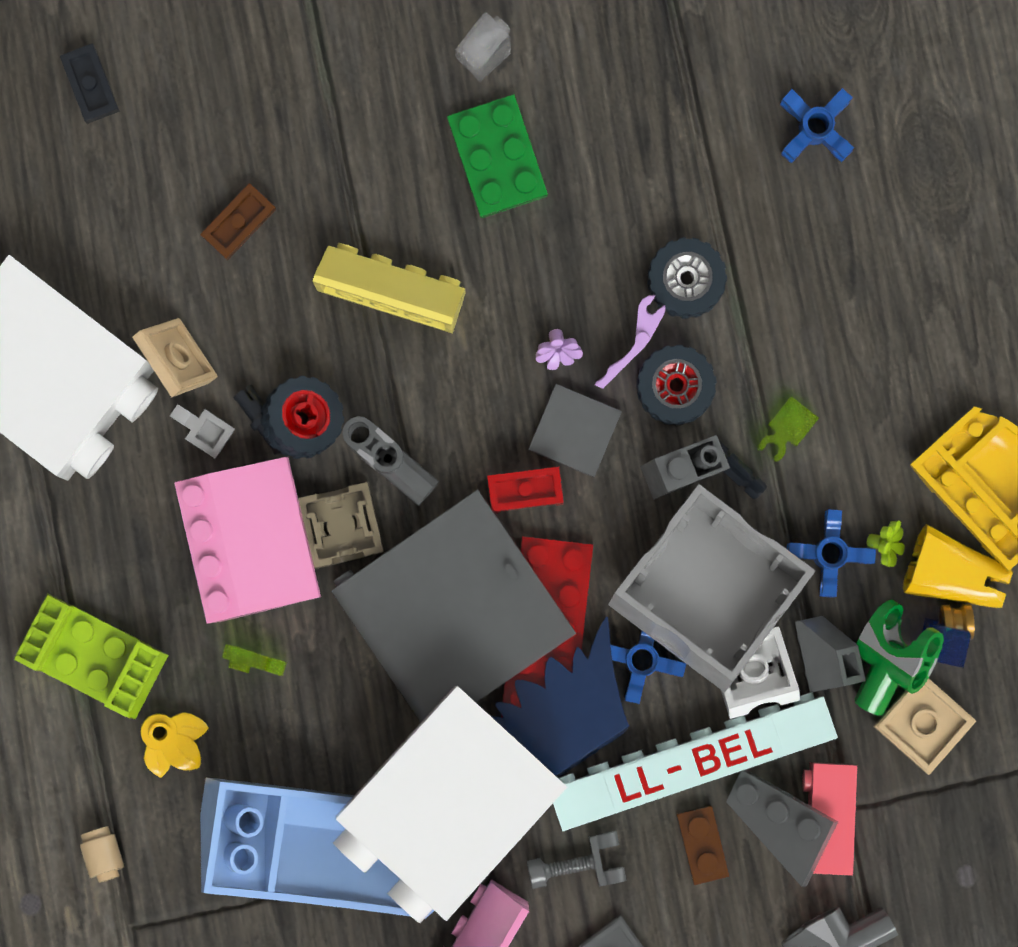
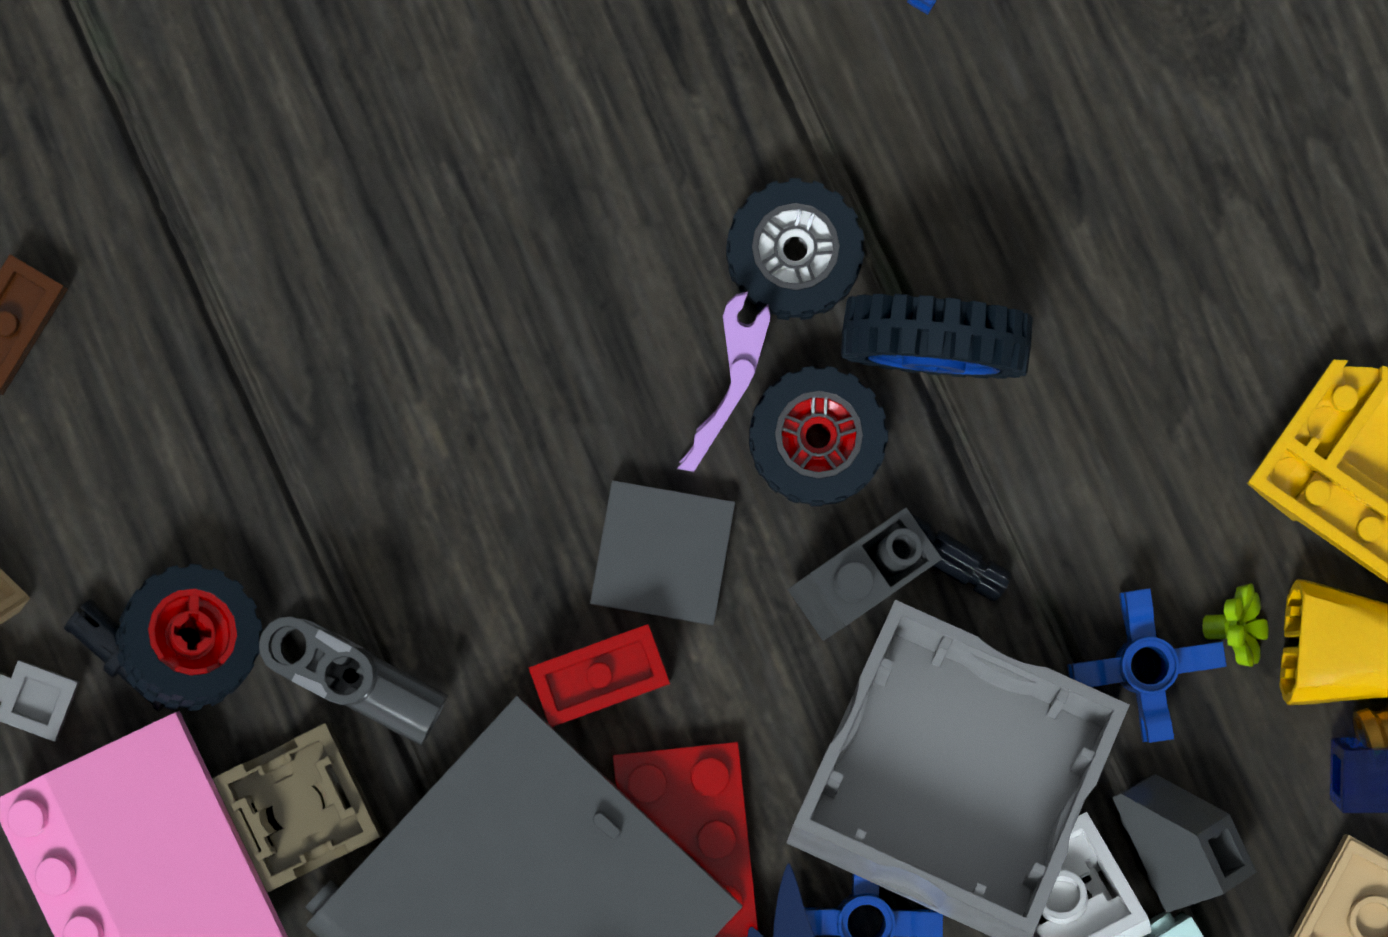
camera: 15 degrees left, 0 degrees up
(390, 288) = (289, 380): light yellow slope -> none
(497, 156) = (425, 113): green plate -> none
(558, 350) = (603, 422): lavender plant -> none
(754, 343) = (936, 336): none -> black wheel
(791, 425) = (1028, 460): clear neon green plate -> none
(892, 659) = (1295, 825): green connector -> none

